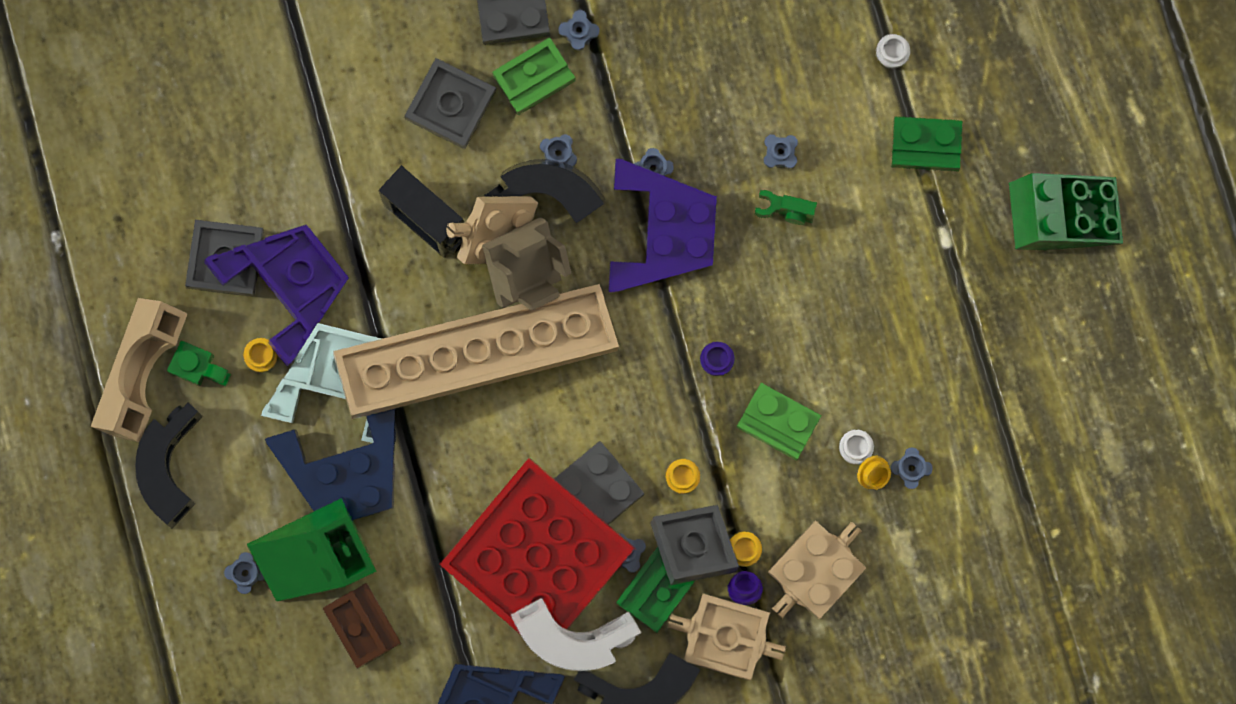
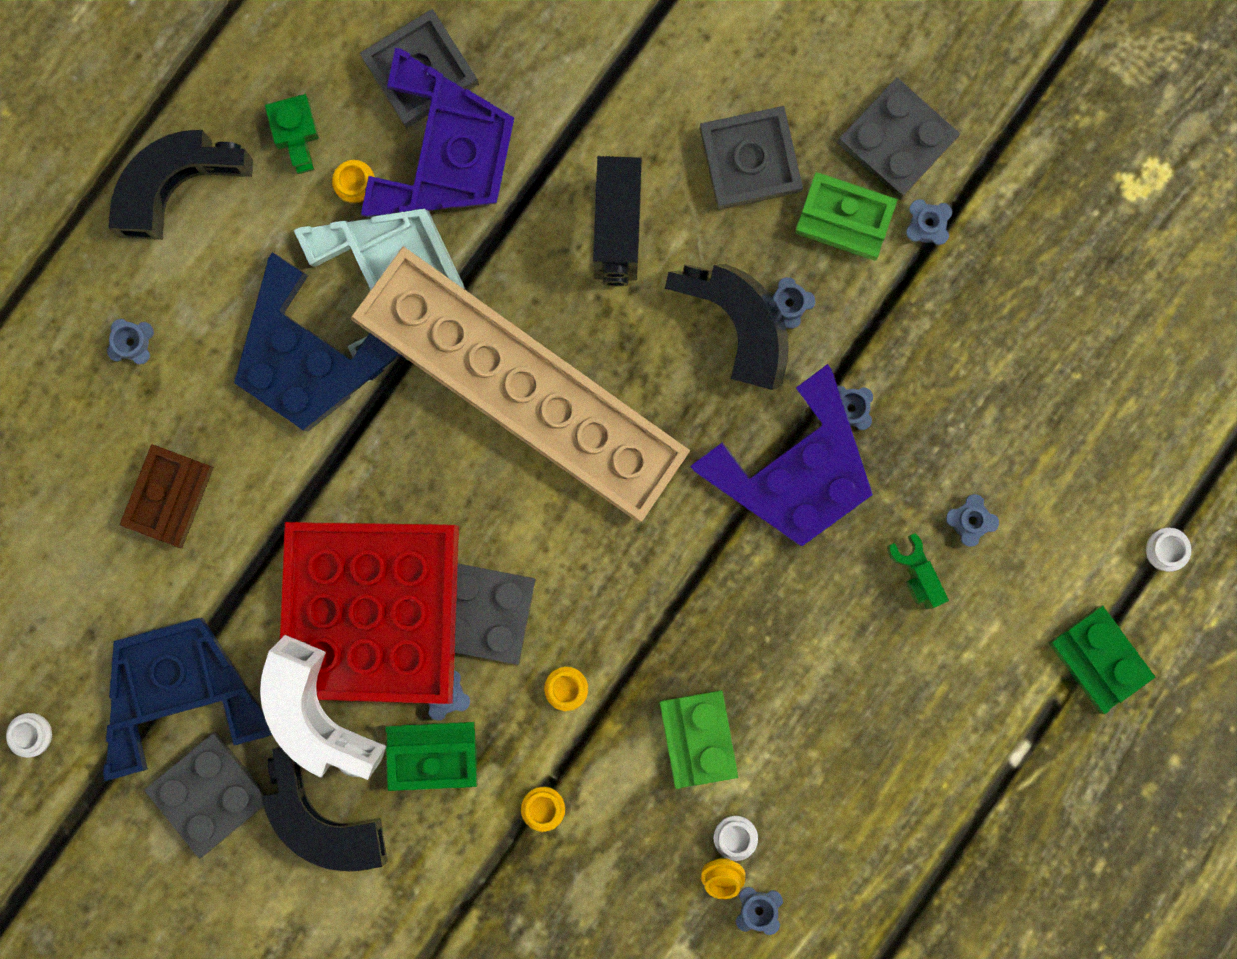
camera: 50 degrees right, 5 degrees up
(149, 334) = (199, 88): tan arch -> none
(313, 554) = (196, 393): green slope -> none
(488, 221) = (657, 305): tan plate -> none
(526, 265) = (646, 364): dark tan panel -> none
(694, 544) = (503, 758): dark grey plate -> none
(717, 358) = (711, 627): dark purple plate -> none
(726, 637) = (440, 863): tan plate -> none
(745, 588) = (503, 842): dark purple plate -> none
(816, 570) = (580, 898): tan plate -> none
(1065, 211) = (1148, 857): green slope -> none

